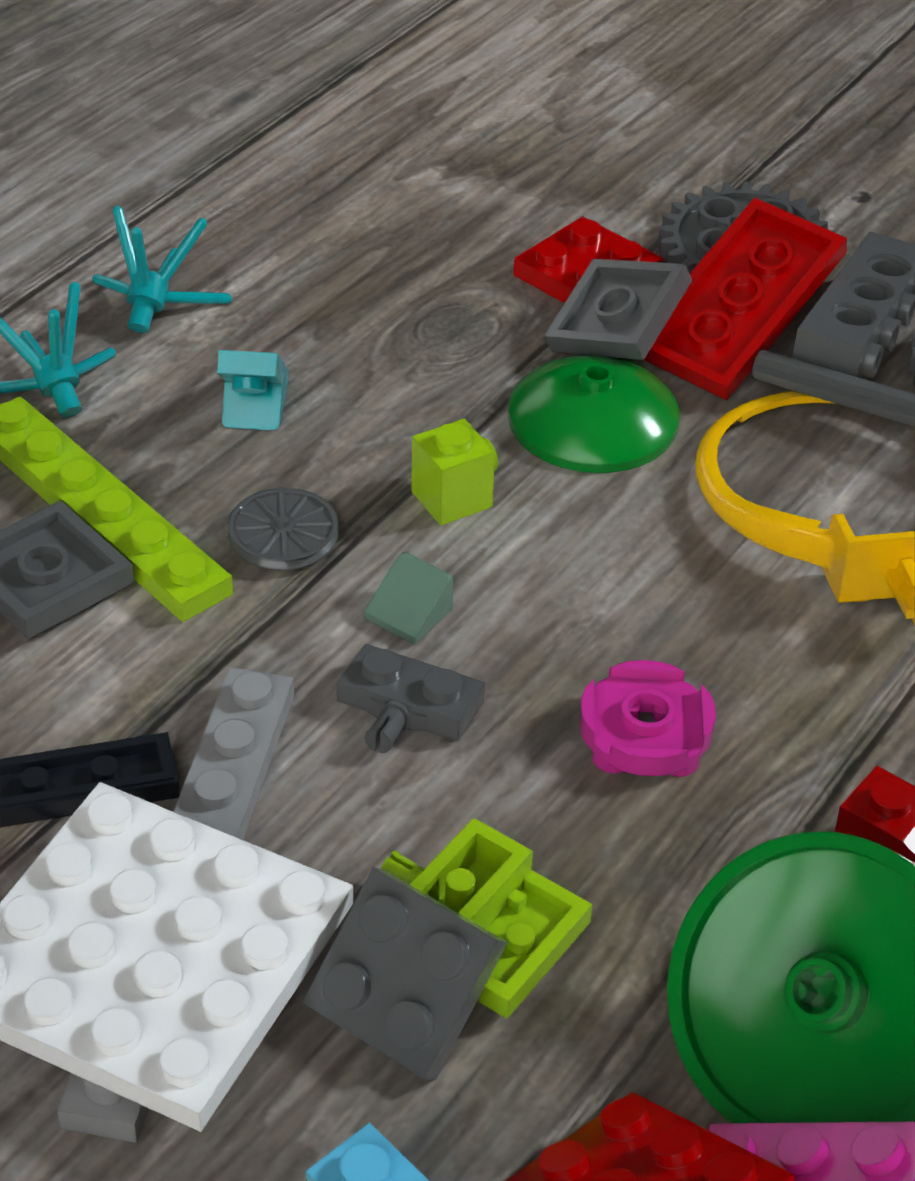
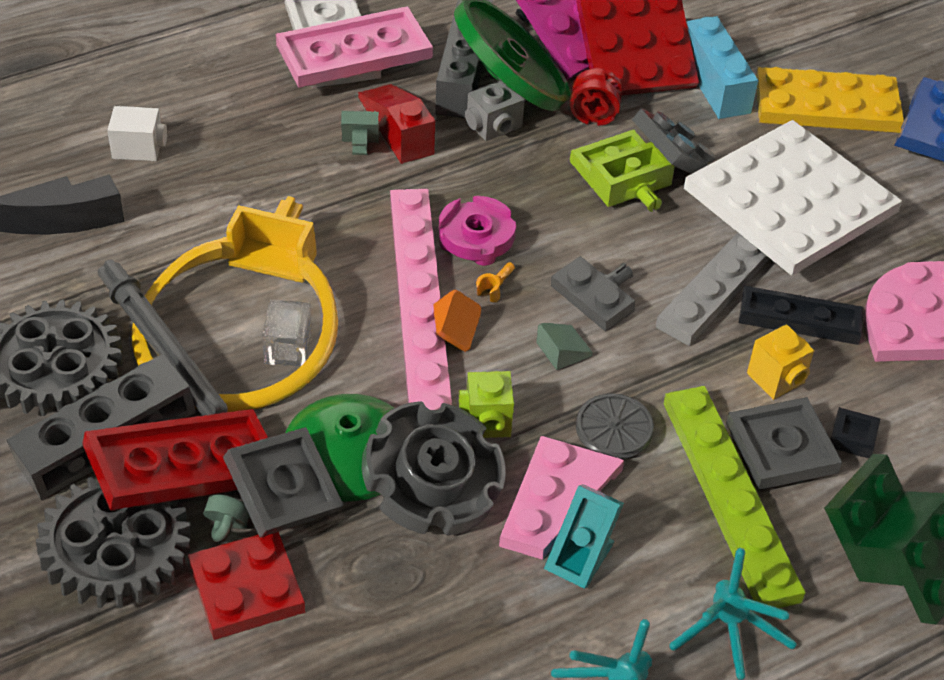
camera: 155 degrees left, 5 degrees up
(79, 655) = (780, 361): none -> yellow brick
(316, 437) = (548, 492): none -> bright pink wing
(472, 370) = (433, 468): none -> dark grey piece
(563, 652) = (493, 282): none -> light orange hand
(572, 562) = (457, 319): none -> orange slope
(618, 1036) = (596, 98): none -> red wheel
(657, 605) = (418, 290): none -> bright pink plate
(770, 470) = (287, 333): none -> clear brick

